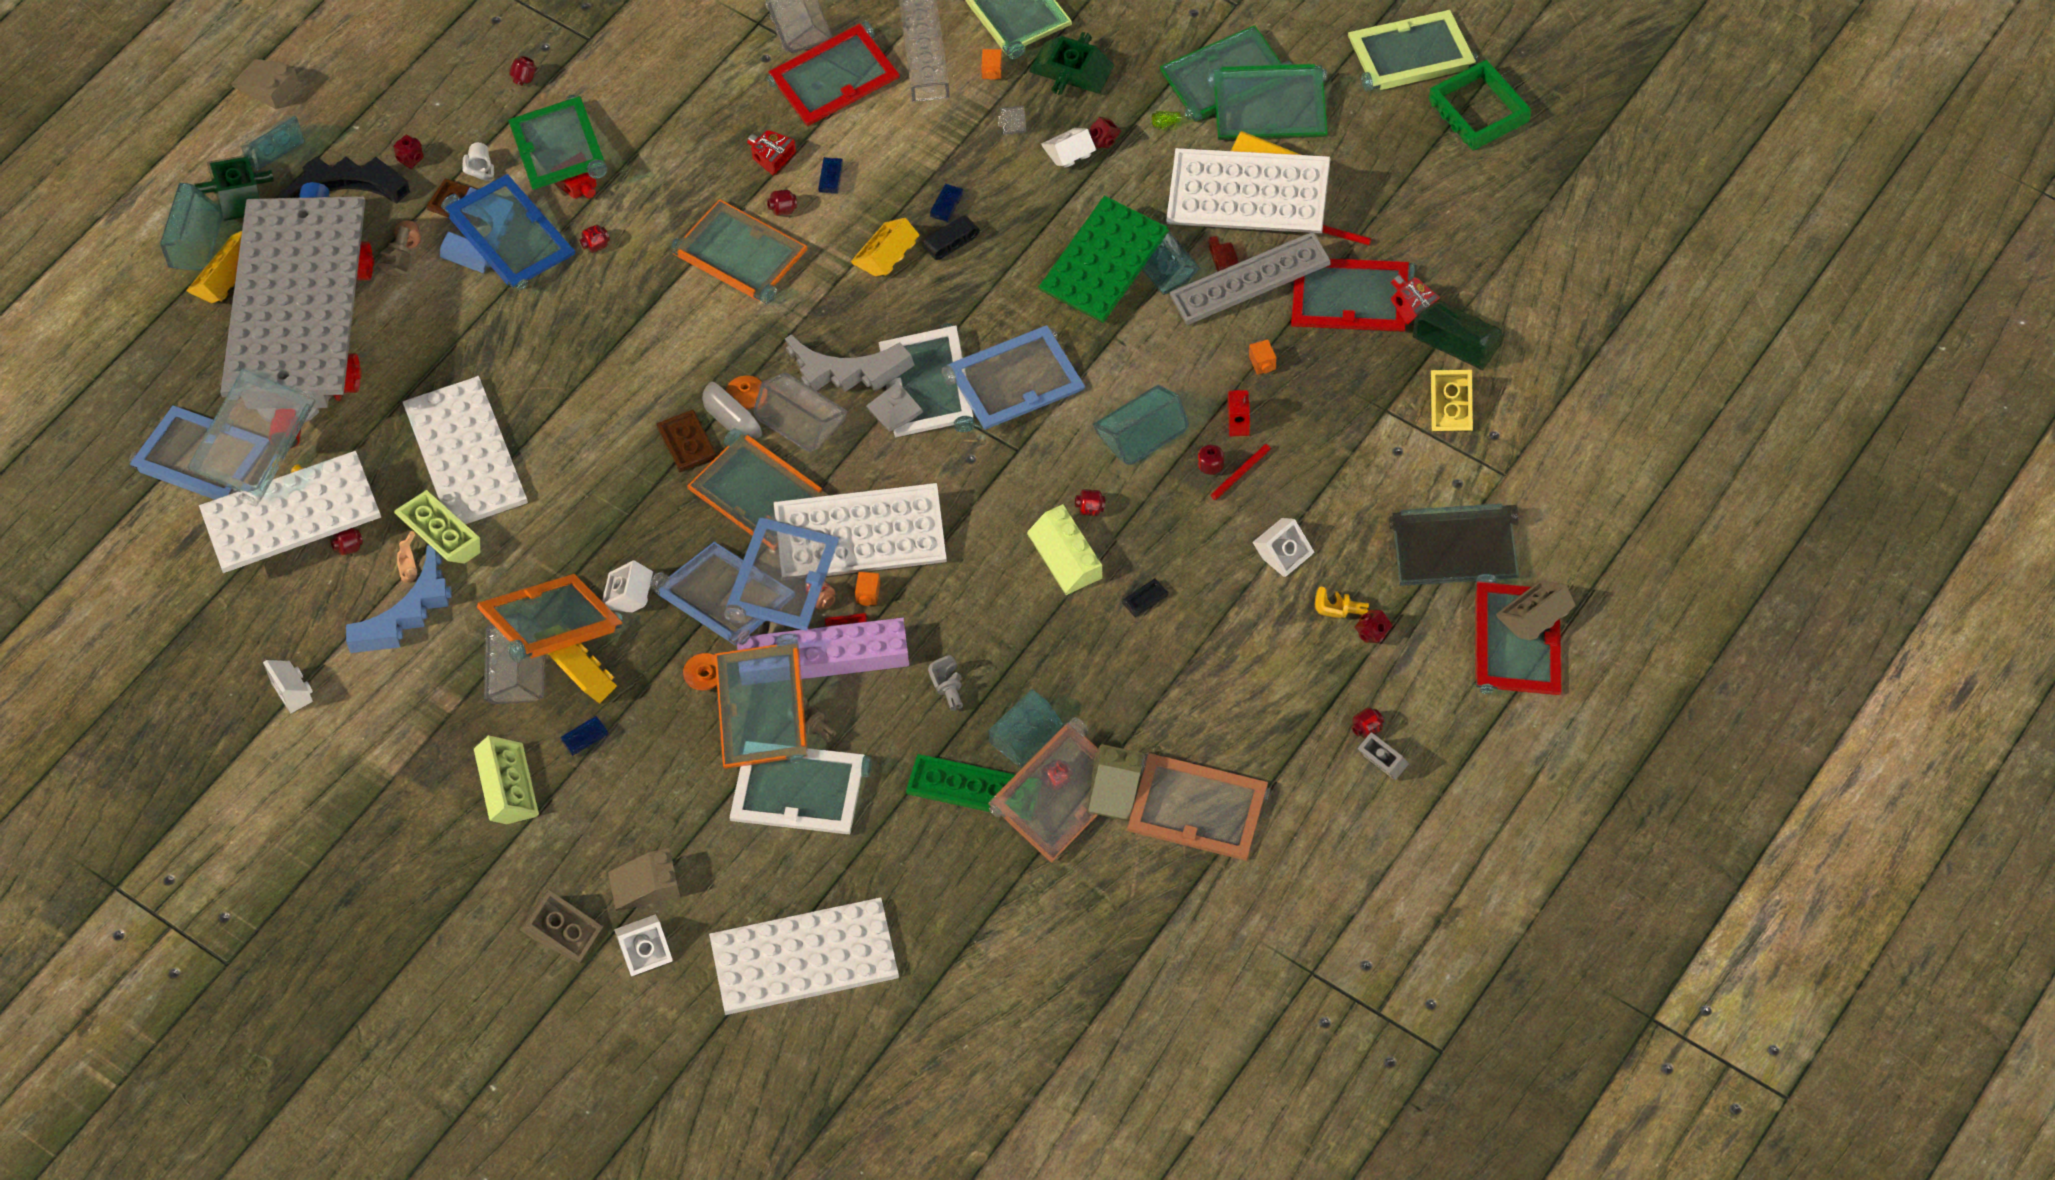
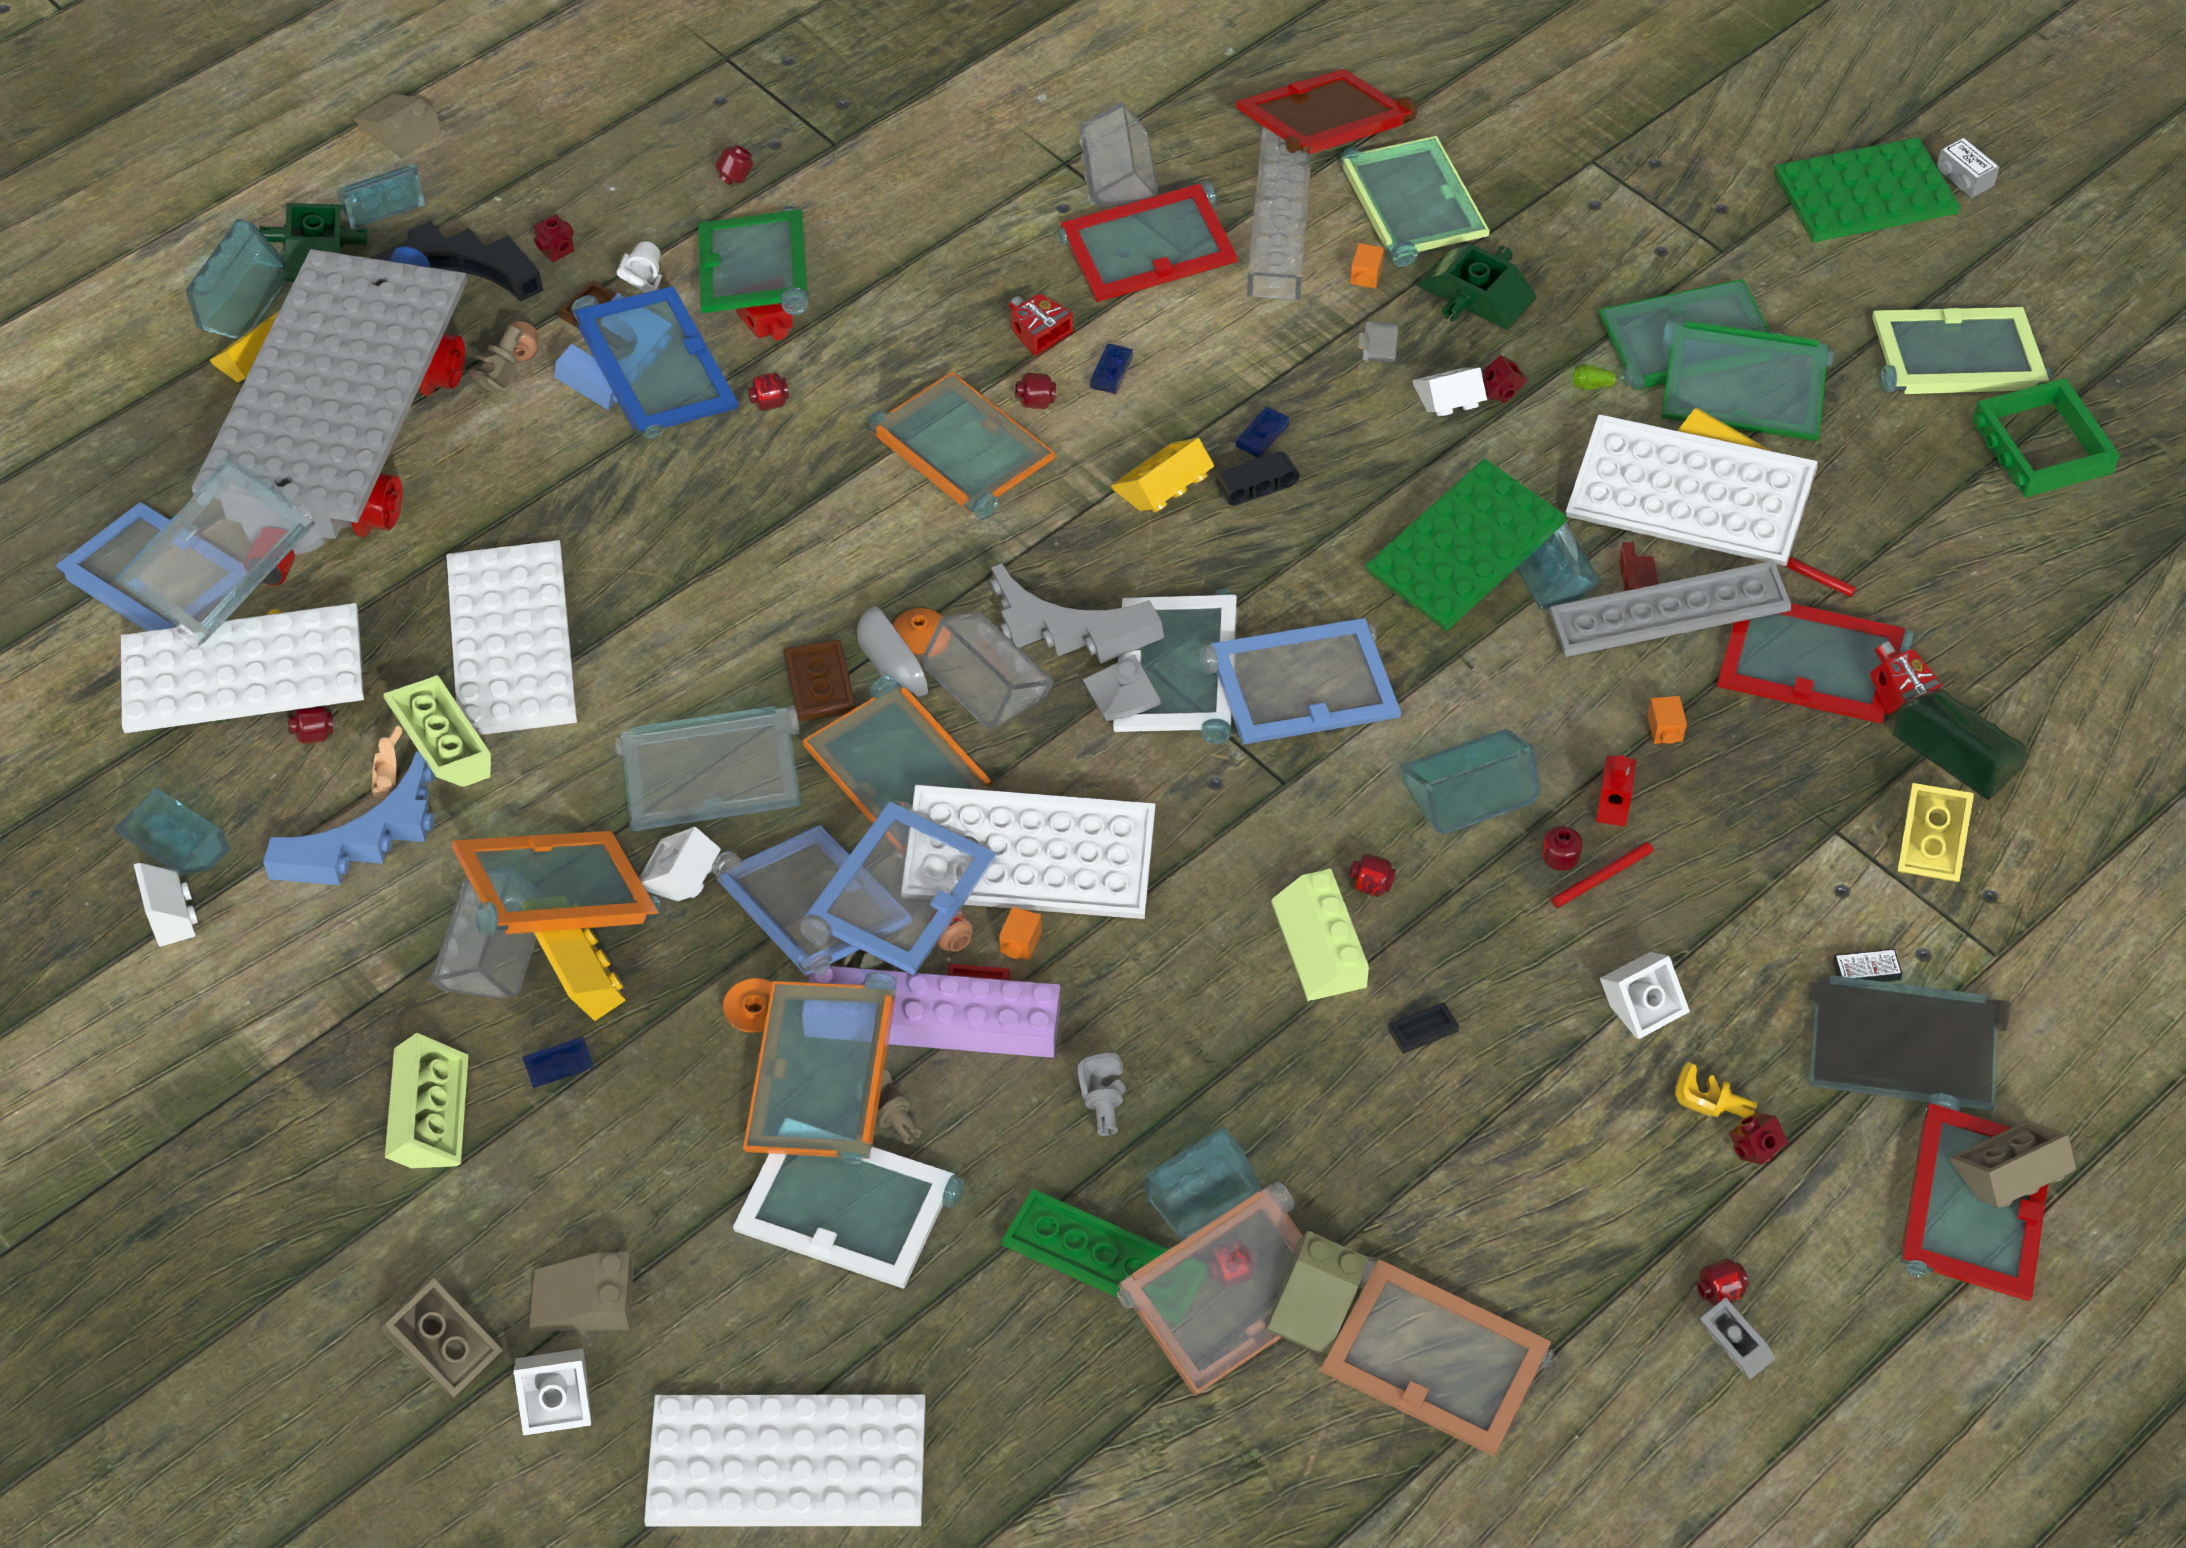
camera: 10 degrees right, 5 degrees down
(278, 635) = (173, 834): none -> clear light blue slope
(629, 516) = (710, 767): none -> clear door
(1424, 498) = (1869, 965): none -> tile

